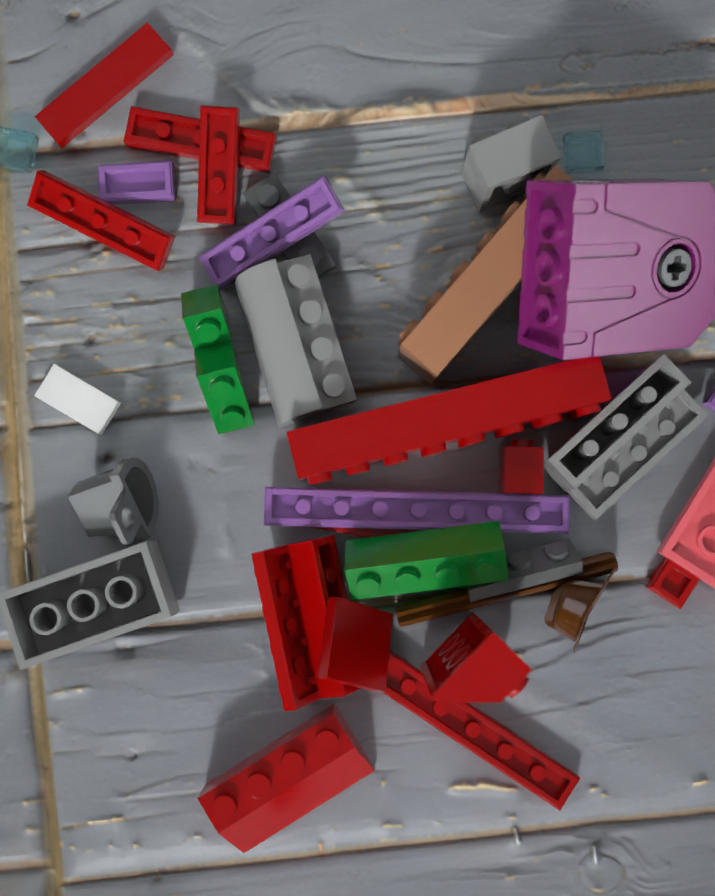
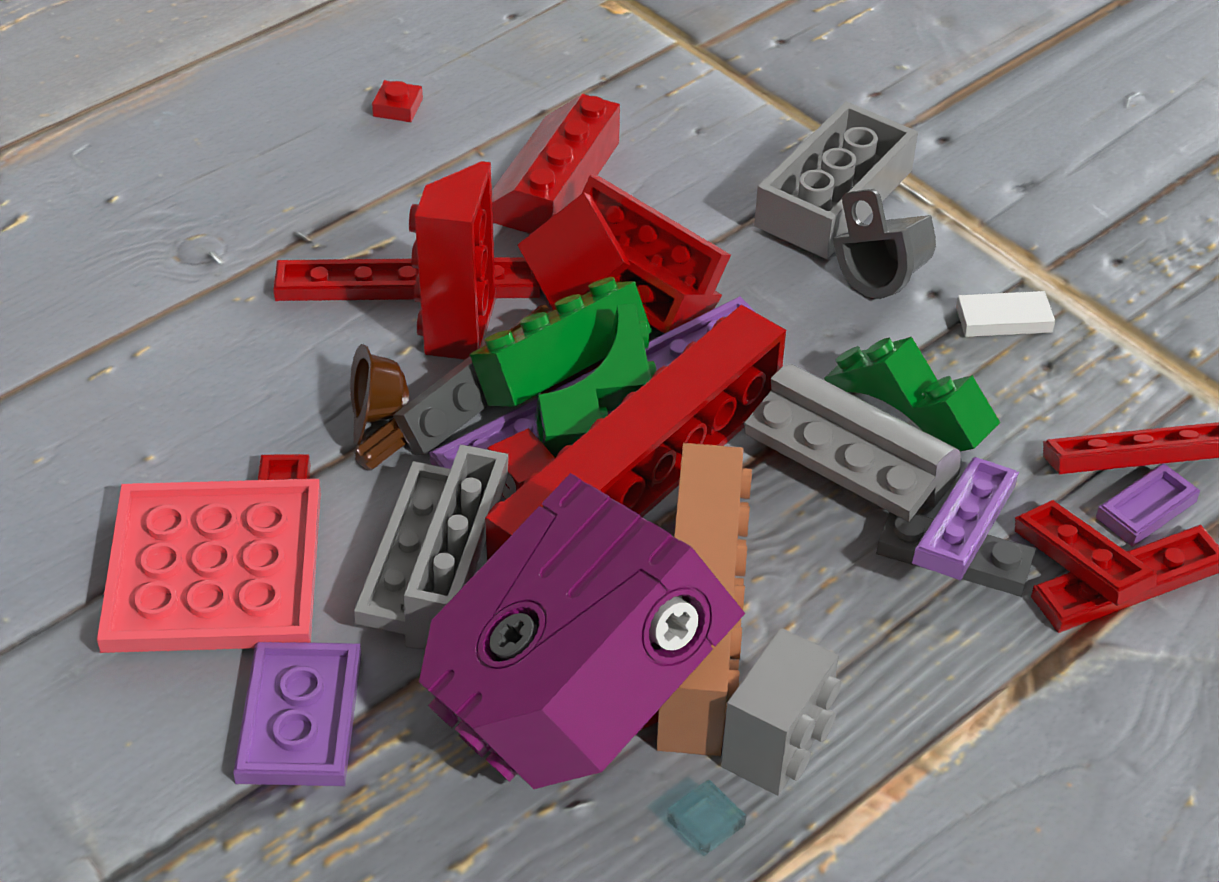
camera: 140 degrees right, 40 degrees down
(470, 481) = (570, 412): none -> green arch

